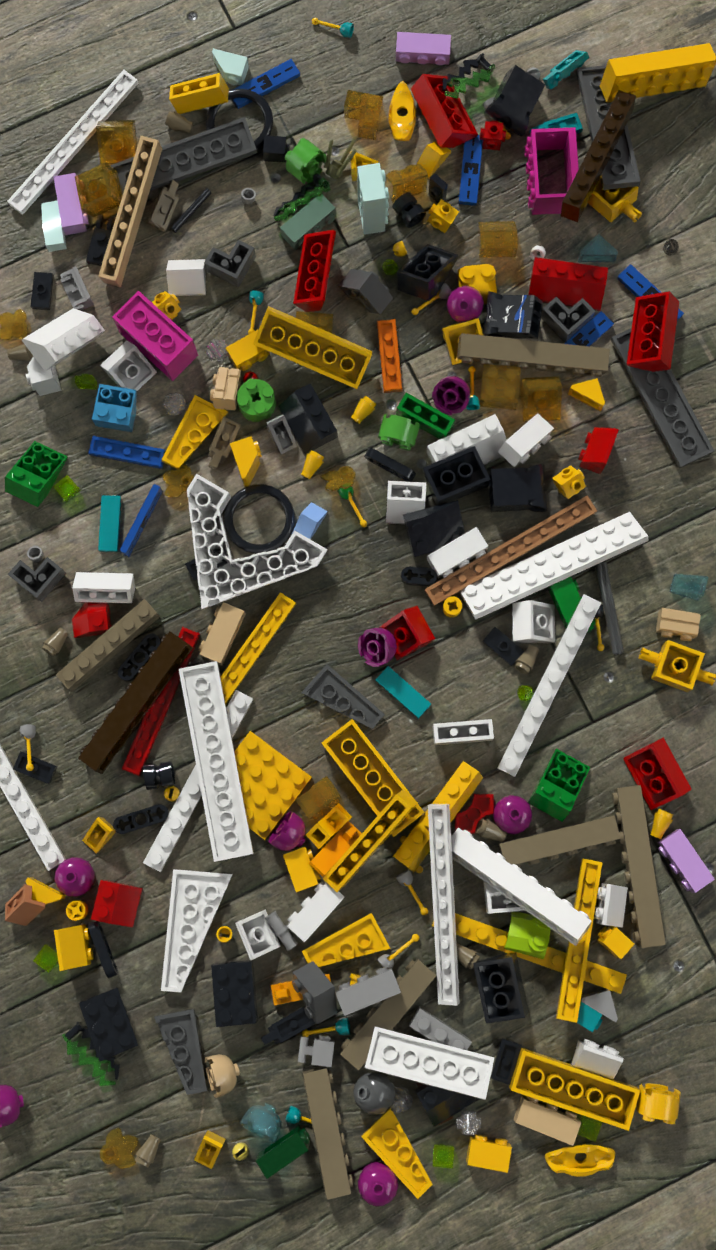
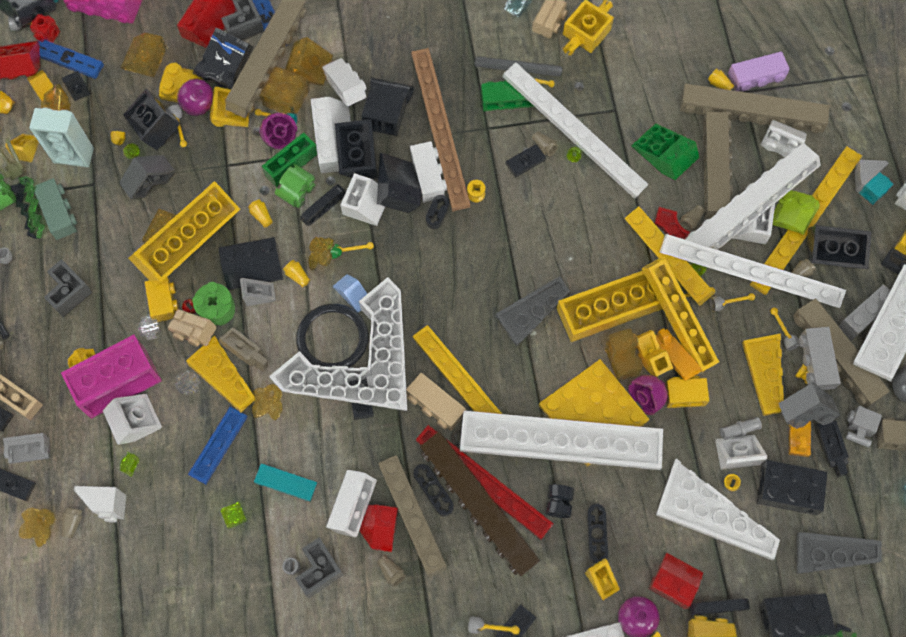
camera: 75 degrees left, 10 degrees down
(34, 473) = (206, 543): green slope -> none
(62, 337) = (76, 467): white slope -> none
(73, 910) = (677, 620): yellow wheel -> none
(115, 408) = (169, 441): dark azure slope -> none
(141, 520) = (294, 449): blue tile -> none
(175, 795) = (578, 500): yellow hinge -> none
(186, 277) = (61, 336): white slope -> none
(190, 795) = (591, 483): white plate -> none
(221, 1074) = (868, 522): tan cylinder -> none
(247, 458) = (270, 328): yellow slope -> none
(256, 299) = (111, 277): hinge -> none
(314, 270) = (108, 211): red slope -> none
(314, 911) = (730, 391): white brick -> none
(342, 1027) = (844, 398): hinge -> none
(377, 646) = (494, 262): magenta cylinder -> none
(389, 356) = (224, 178): orange tile -> none
(403, 692) = (542, 256): teal tile -> none
(408, 208) = (91, 116): black wheel -> none
(409, 631) = (488, 236): red slope -> none
(442, 215) = (102, 91): yellow brick -> none
(463, 732) = (596, 213): white brick -> none
(512, 814) = (681, 195): magenta cylinder -> none
(533, 622) = (512, 129): white slope -> none
(534, 251) = (173, 23): white hinge -> none
(553, 565) = (466, 97): white plate -> none
(569, 482) = (394, 61): yellow brick -> none
(577, 955) = (821, 176): yellow plate -> none
(588, 393) = (320, 22): yellow slope -> none
(597, 449) = (373, 28): red slope -> none
(614, 941) = (821, 139): yellow brick -> none
(657, 773) = (674, 69): red slope -> none

